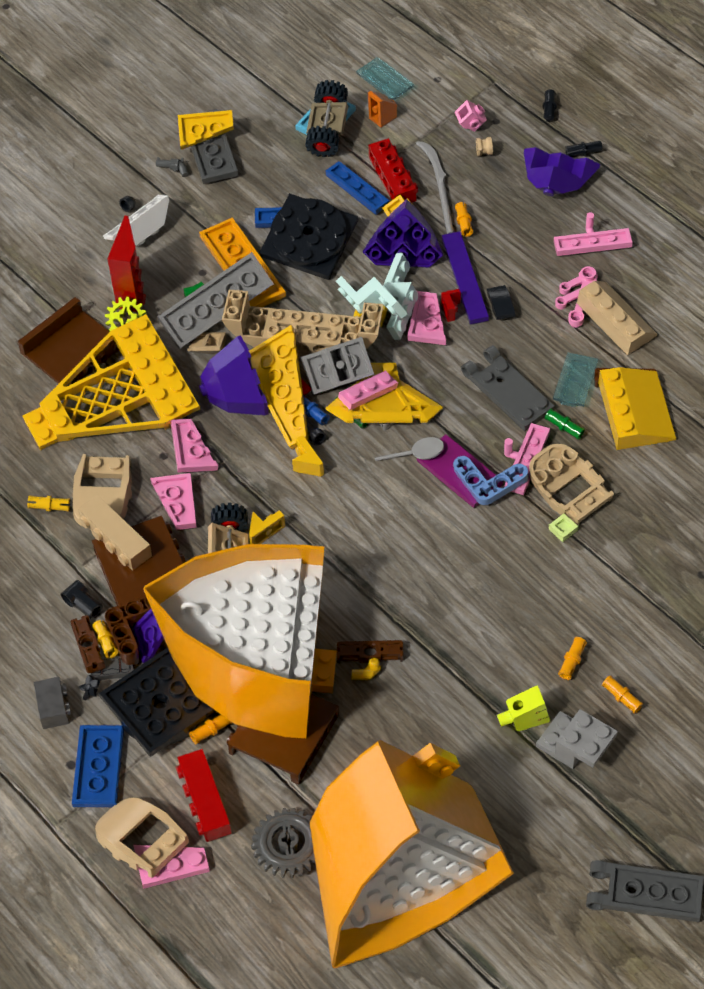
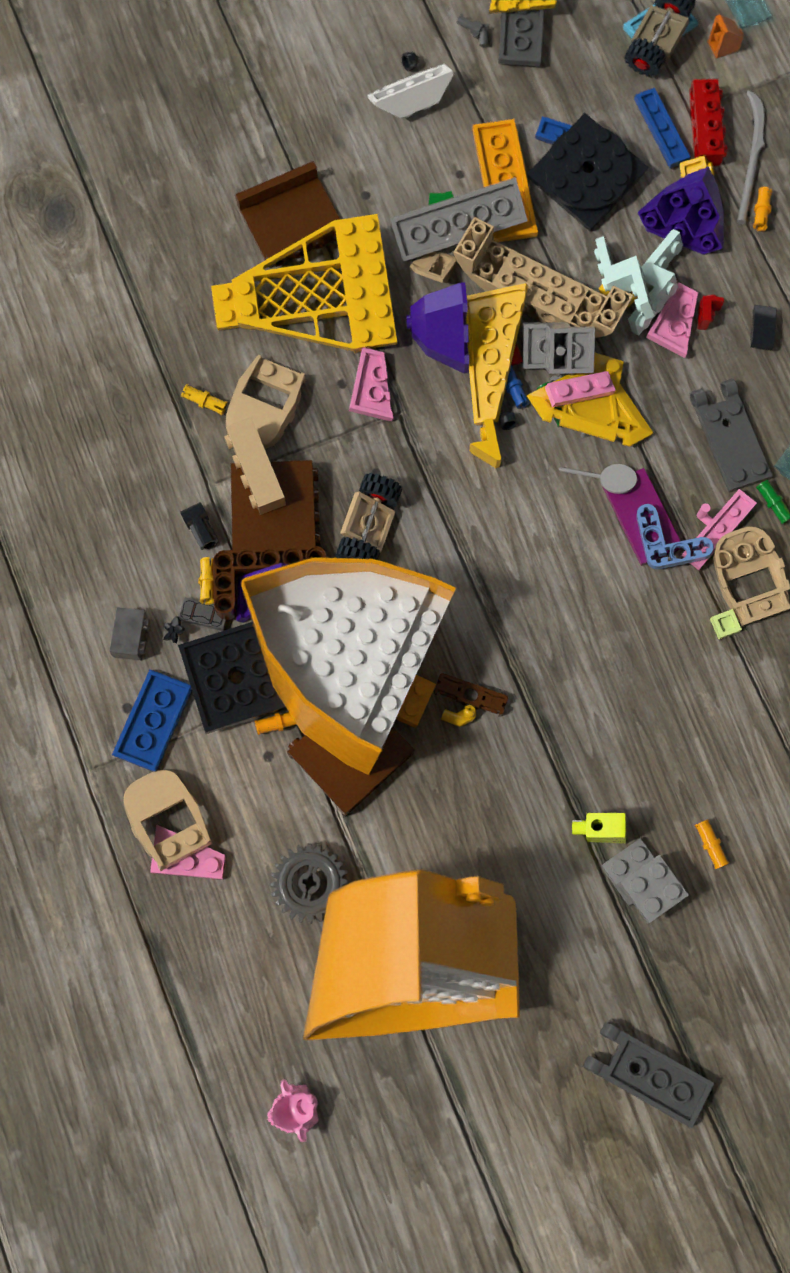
camera: 15 degrees right, 20 degrees up
(90, 655) = (186, 594): reddish brown piece -> none
(117, 316) = (362, 194): neon yellow gear -> none
(125, 266) = (374, 149): red slope -> none
(177, 498) = (337, 441): bright pink wing -> none
(204, 796) = (243, 798): red brick -> none
(263, 530) = (408, 513): yellow slope -> none
(465, 278) = (736, 282): dark purple tile -> none
(572, 658) = (676, 782): light orange pin -> none

